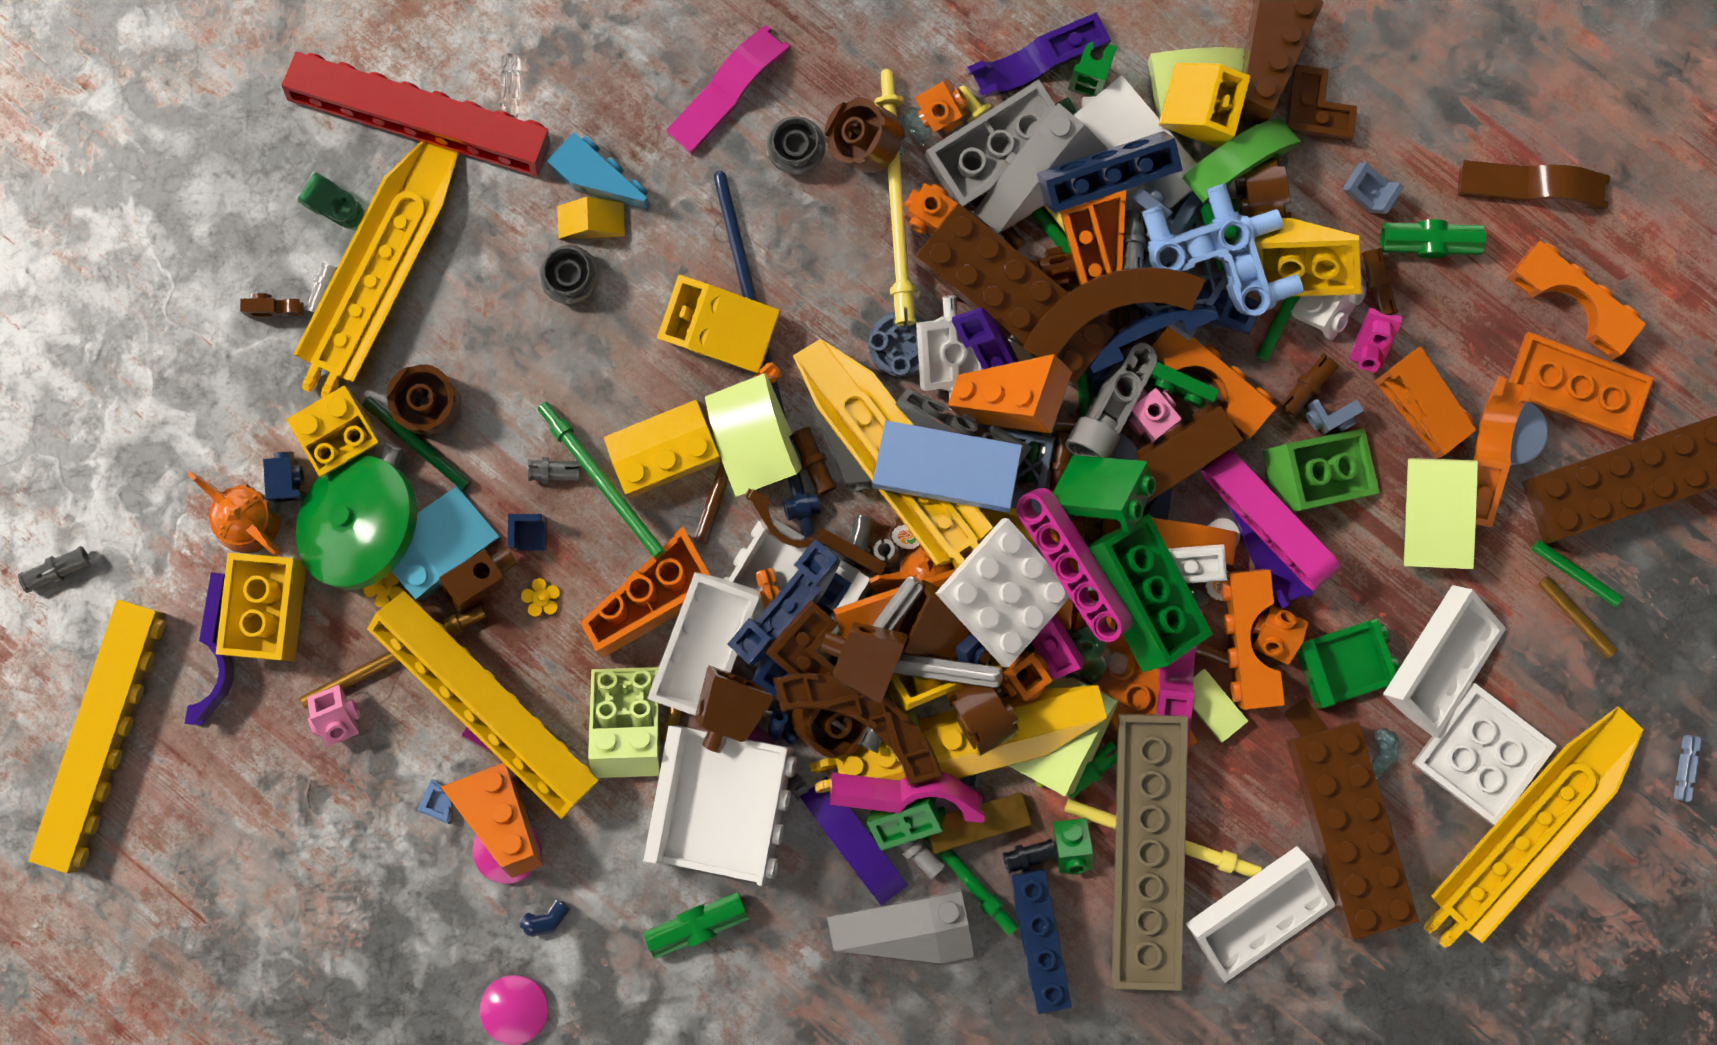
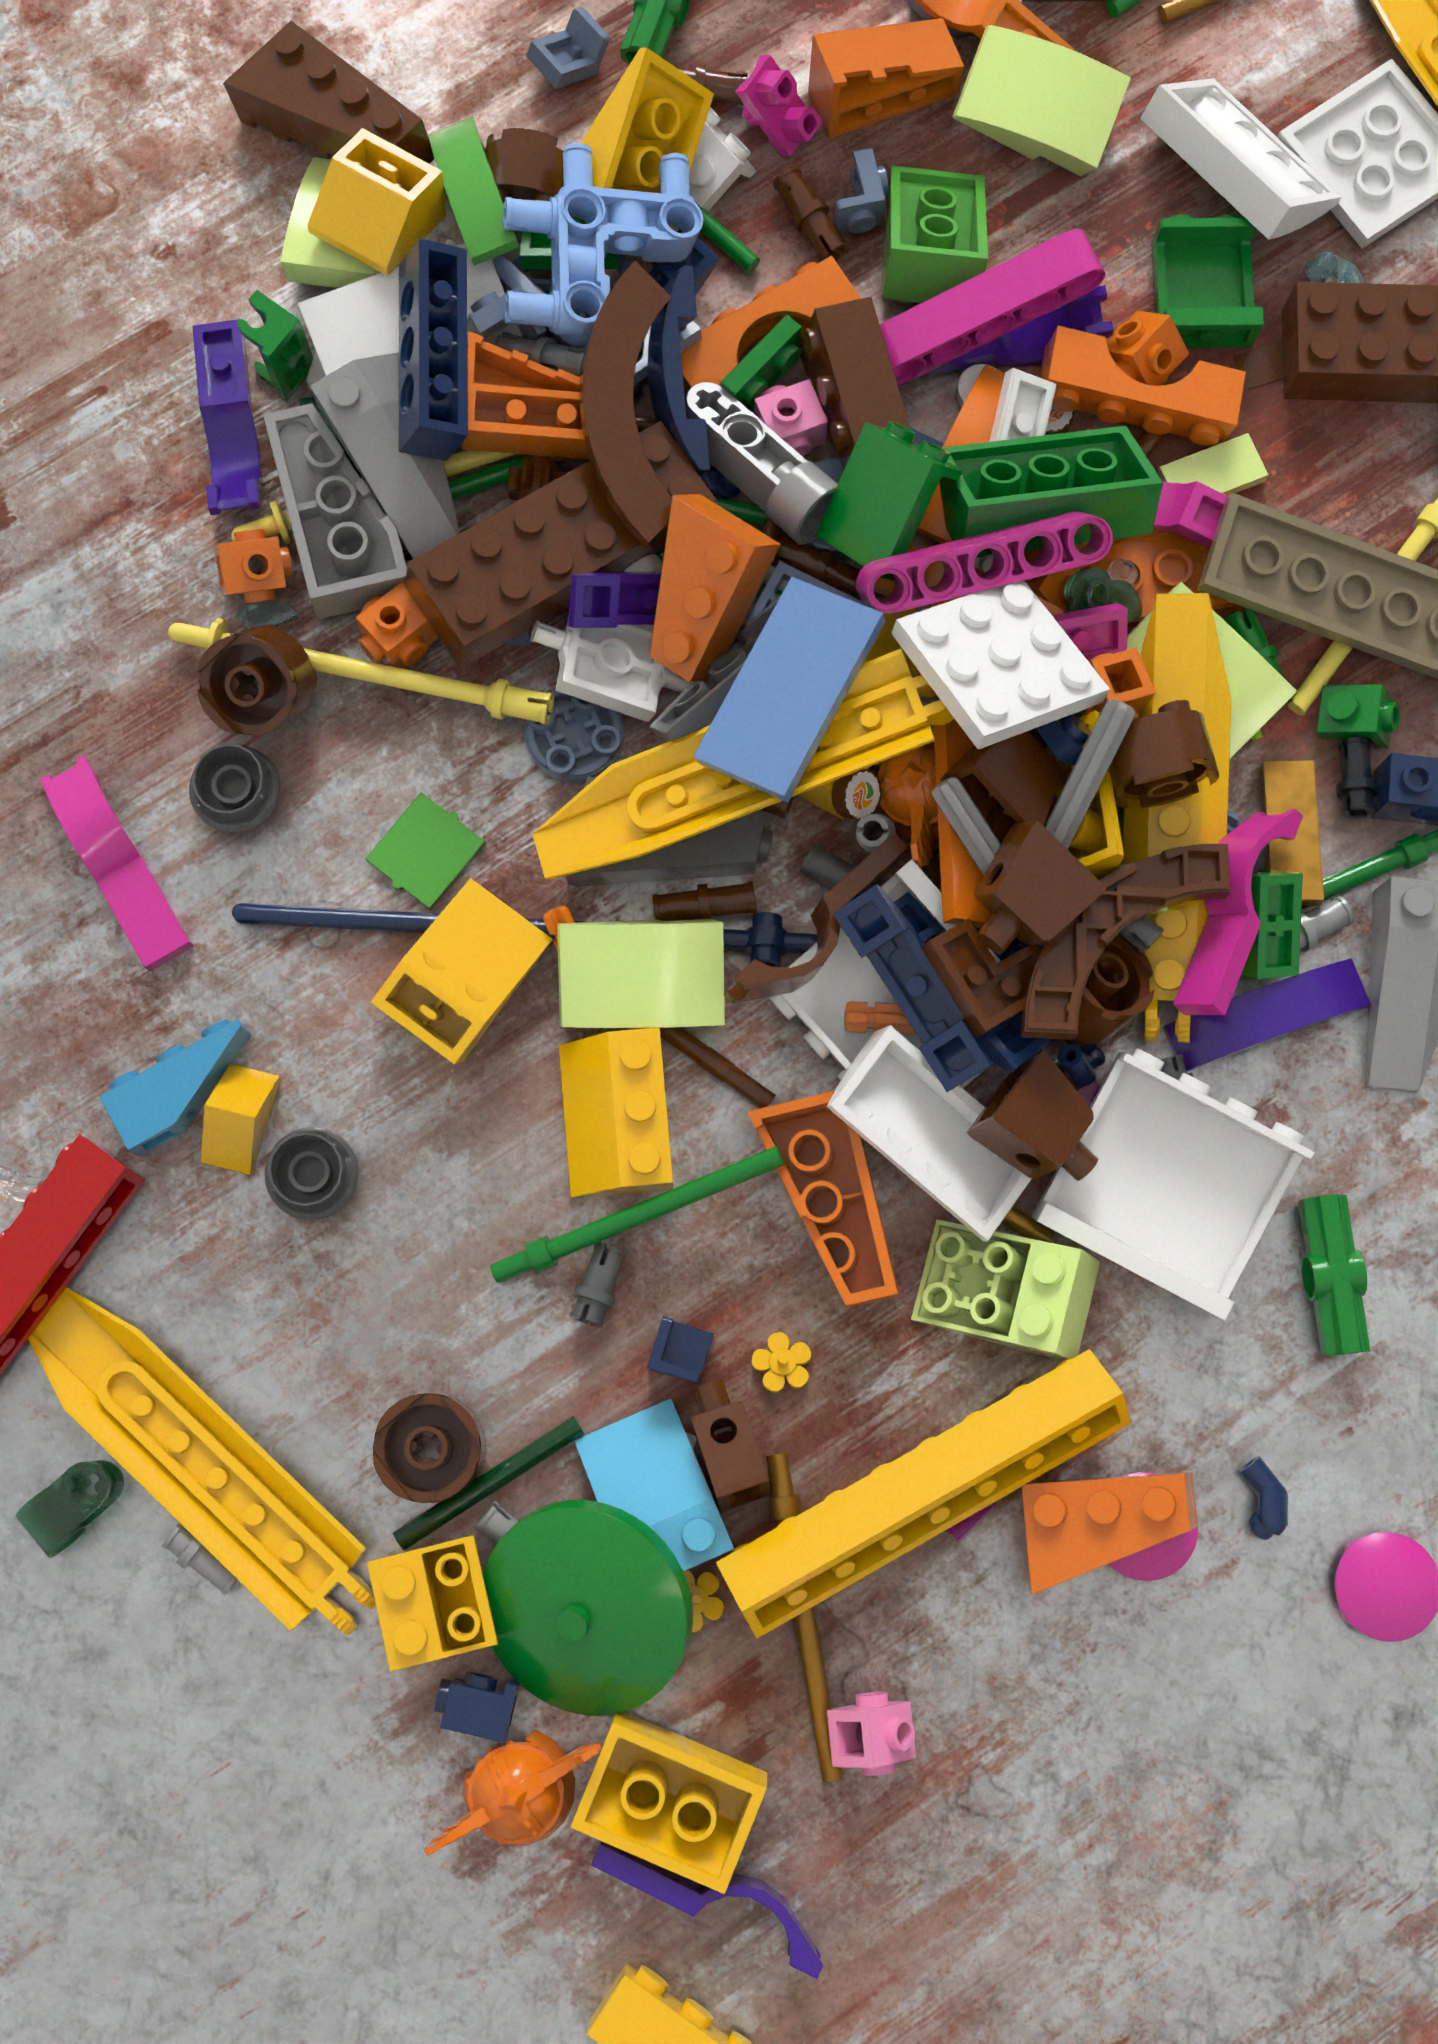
camera: 75 degrees left, 5 degrees down
(264, 306) = (198, 1658): reddish brown plate -> none
(436, 803) = (1045, 1613): medium blue tile -> none
(795, 276) = (425, 851): none -> bright green piece
(1311, 113) = (441, 91): reddish brown plate -> none

